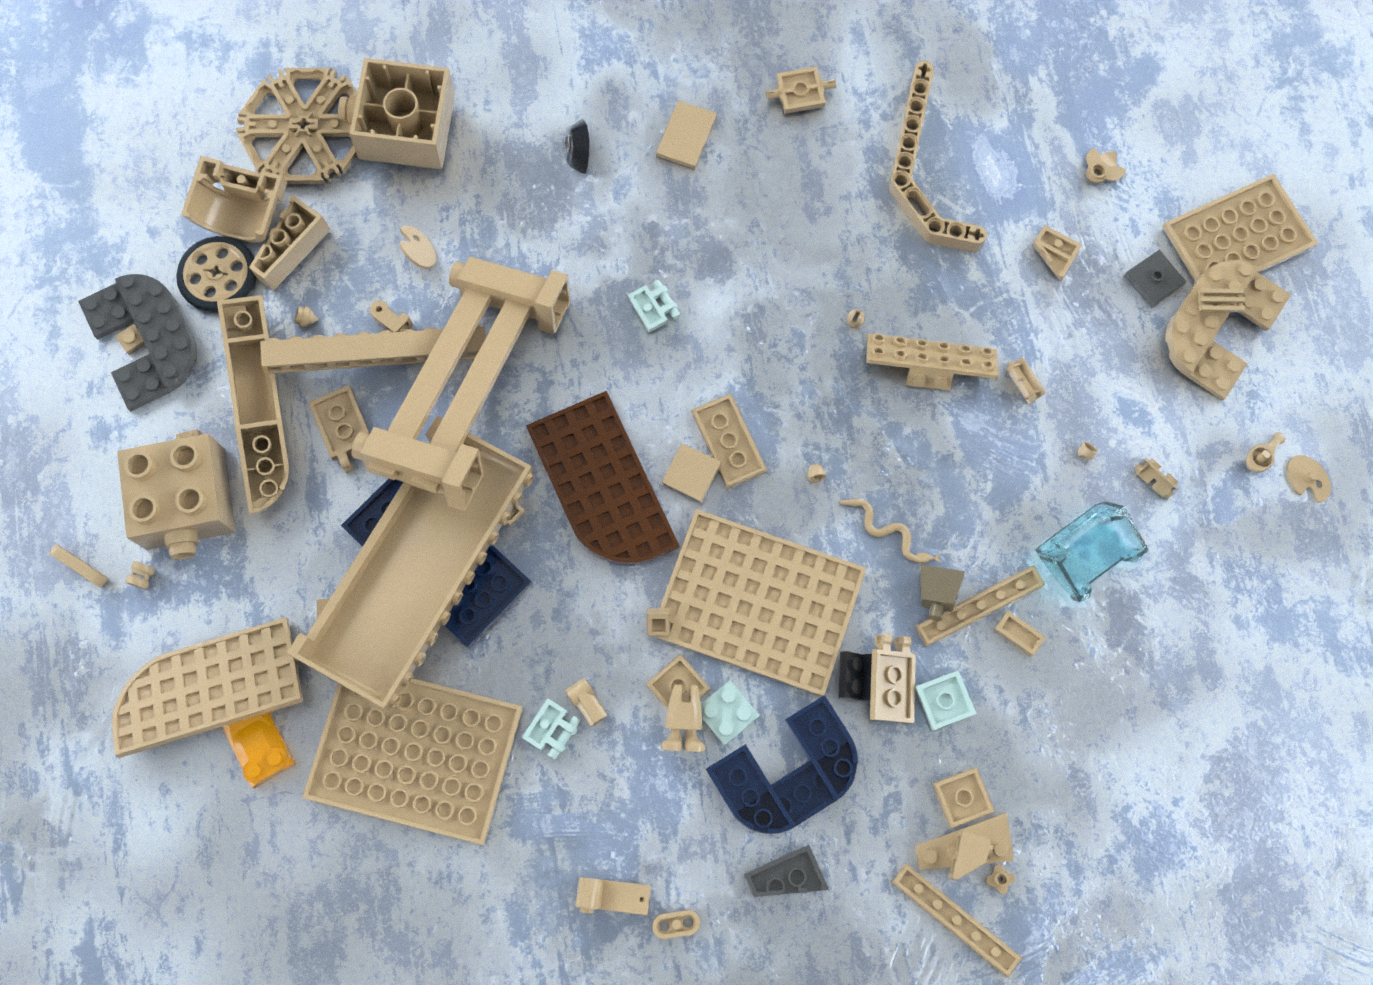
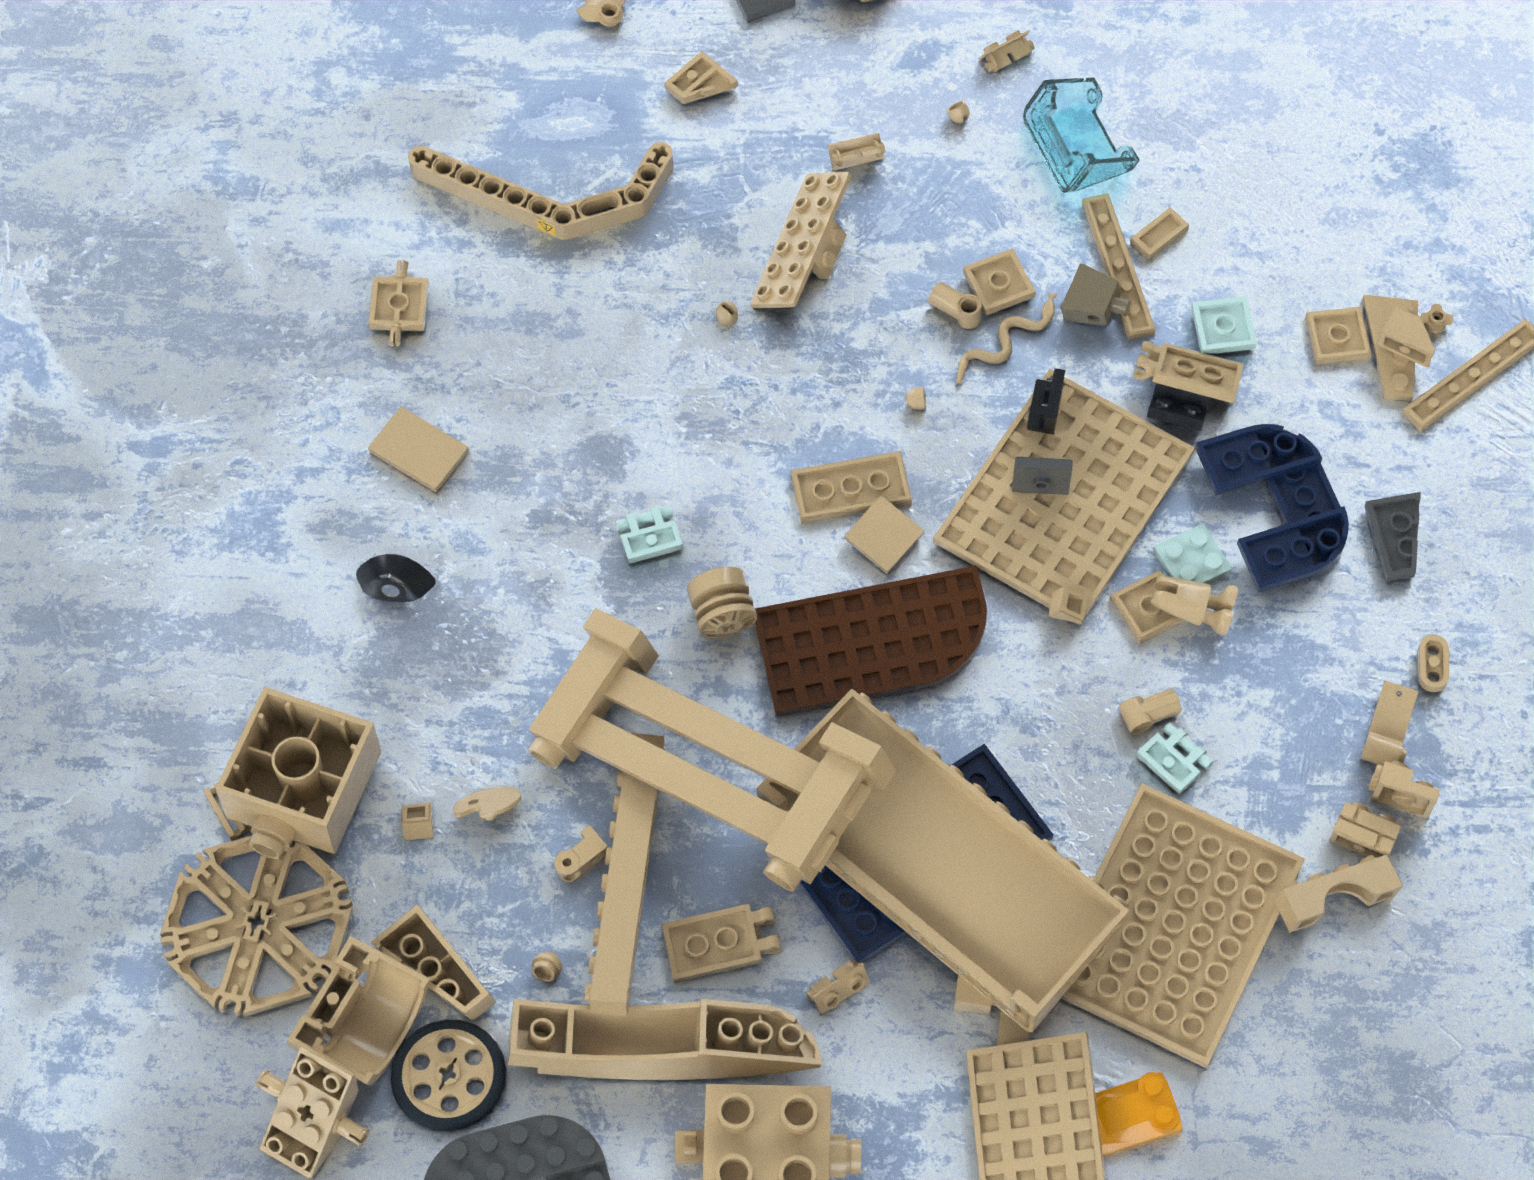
camera: 75 degrees left, 10 degrees down
(165, 190) = (310, 1112): none -> tan slope
(316, 509) = (849, 979): none -> tan hinge
(399, 207) = (417, 821): none -> tan slope
(440, 850) = (1370, 881): none -> tan arch
(515, 891) = (1365, 831): none -> tan brick
(553, 906) = (1394, 788): none -> tan plate
(602, 366) = (721, 602): none -> tan wheel
(757, 576) = (1042, 475): none -> dark grey plate
(829, 569) = (1046, 403): none -> black bracket
(906, 484) = (956, 303): none -> tan piece
(937, 514) = (999, 281): none -> tan plate

